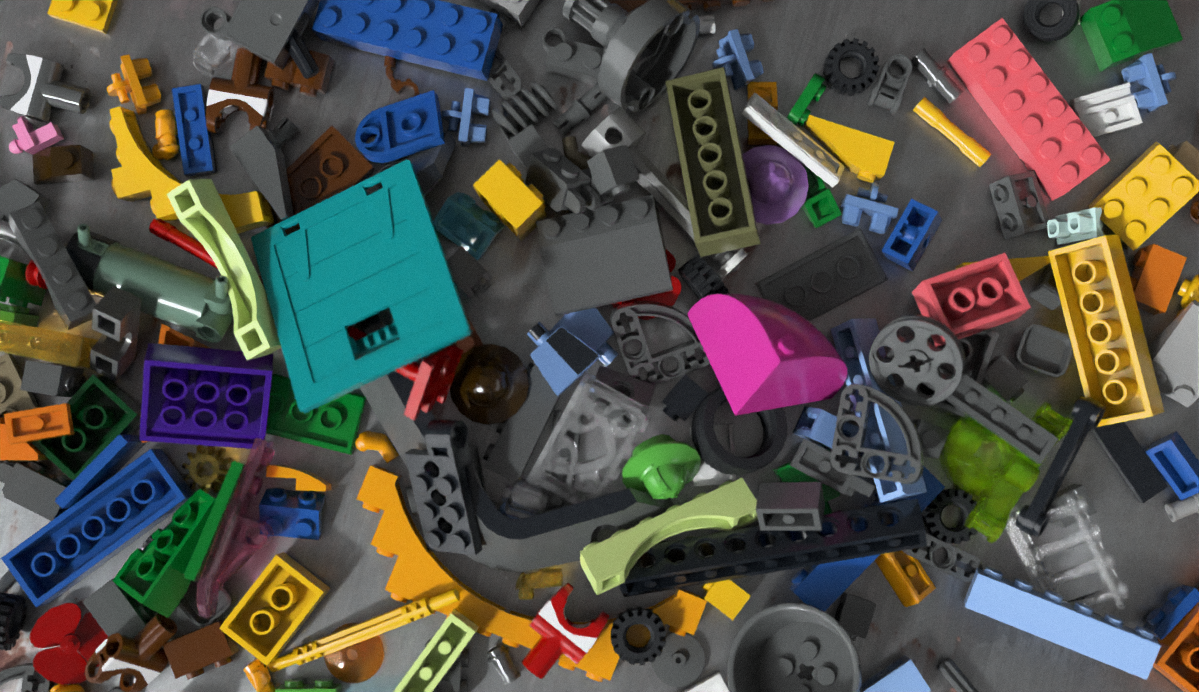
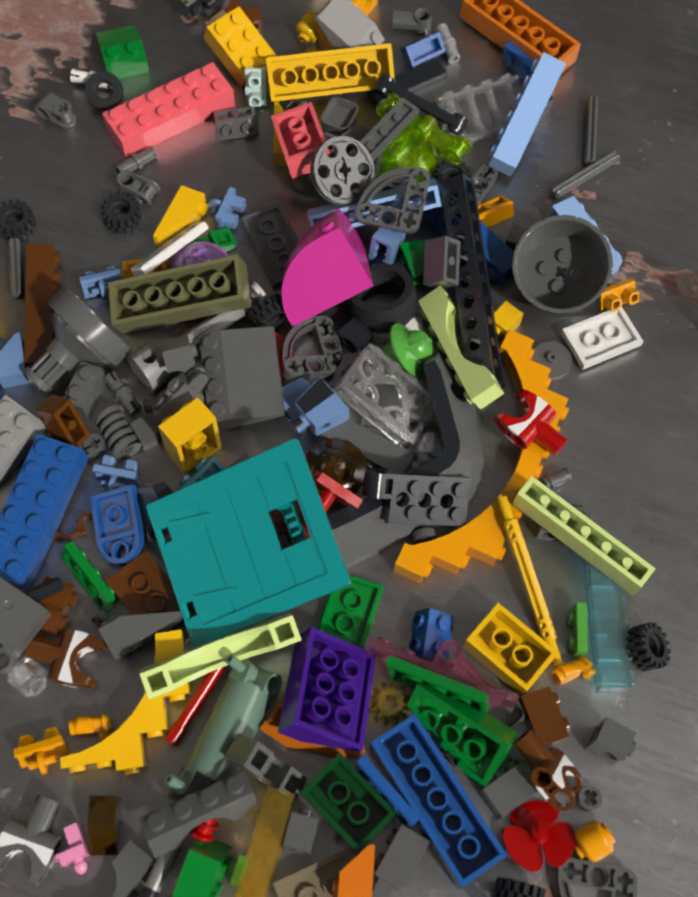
camera: 90 degrees left, 20 degrees down
(39, 423) = (342, 838): orange plate -> none
(192, 130) = (90, 700): blue plate -> none
(304, 479) = (403, 623): light orange slope -> none
(337, 105) = (88, 577): none -> green plate
(368, 660) = (561, 599): clear orange dish -> none
(376, 441) = (375, 564): light orange arm -> none
(523, 42) = (62, 420): none -> reddish brown brick
(541, 579) = (489, 446): clear yellow arm -> none
(638, 654) = (539, 361): black tyre -> none
(812, 91) = (138, 241): green plate -> none
(817, 464) = (413, 244): dark grey hinge -> none
(912, 235) = (250, 181): blue brick -> none
(965, 143) = (167, 164): yellow piece -> none
(1108, 110) = (176, 64): white plate -> none
(1152, 81) = (162, 42): medium blue hips -> none
(1155, 277) = (292, 44): orange brick -> none

